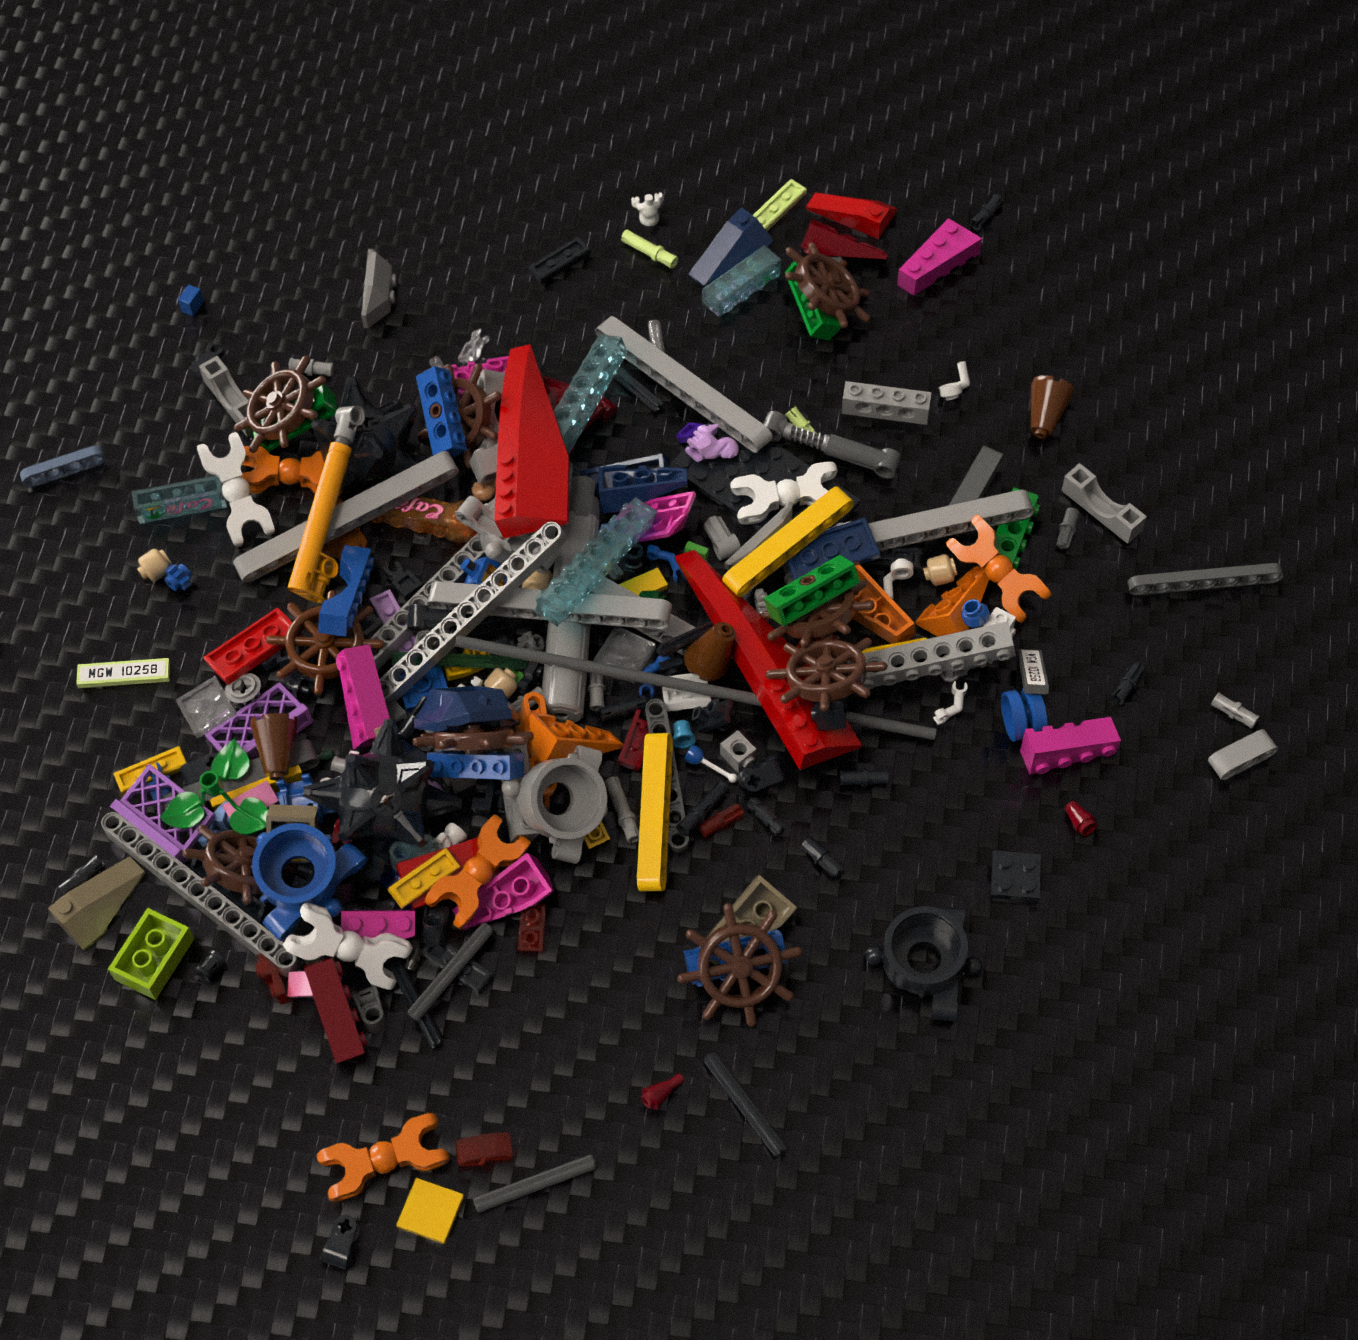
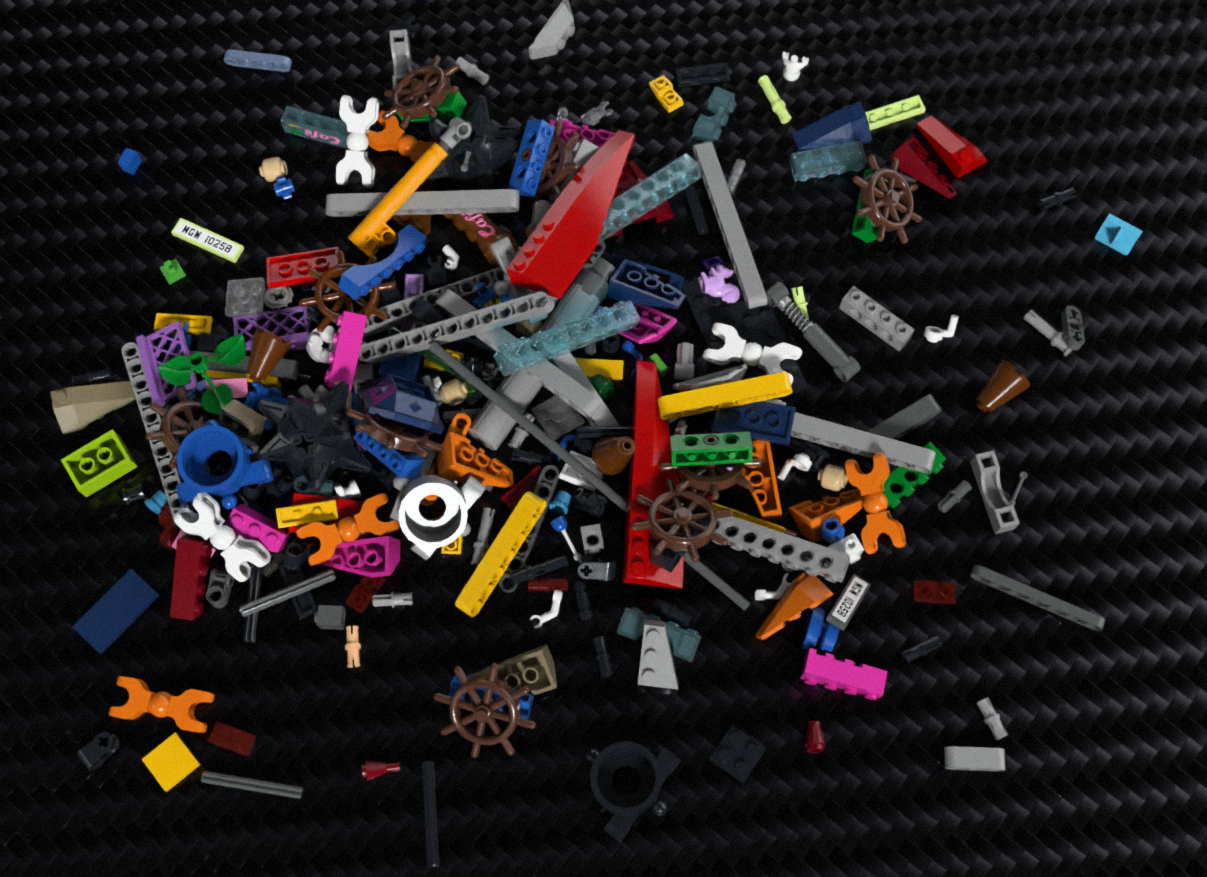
camera: 30 degrees right, 10 degrees up
(103, 723) = (172, 271): none -> bright green tile
(242, 961) = (157, 502): none -> dark azure piece
(266, 1095) = (116, 611): none -> dark blue tile
(321, 716) = (316, 339): none -> white plate
(410, 558) = (453, 257): none -> white arm
(512, 971) = (330, 617): none -> dark grey brick
(533, 296) = (665, 94): none -> yellow slope
(554, 988) = (352, 646): none -> light nougat pin
(566, 920) = (392, 599): none -> light grey axle
(598, 278) = (721, 103): none -> clear light blue arch
(739, 830) = (557, 596): none -> white arm
(878, 823) = (656, 658): none -> light grey wedge
(893, 799) = (683, 641): none -> clear light blue arch
(938, 255) = (993, 217): dark pink wedge -> none
(981, 692) = (801, 595): none -> orange wedge
(1065, 216) = (1118, 234): none -> medium azure panel
(1069, 336) = (1047, 330): none -> light grey pin
(1079, 319) = (1072, 317): none -> dark grey beam
(1106, 626) = (934, 592): none -> clear red slope
(1119, 477) = (1023, 475): none -> dark grey hinge

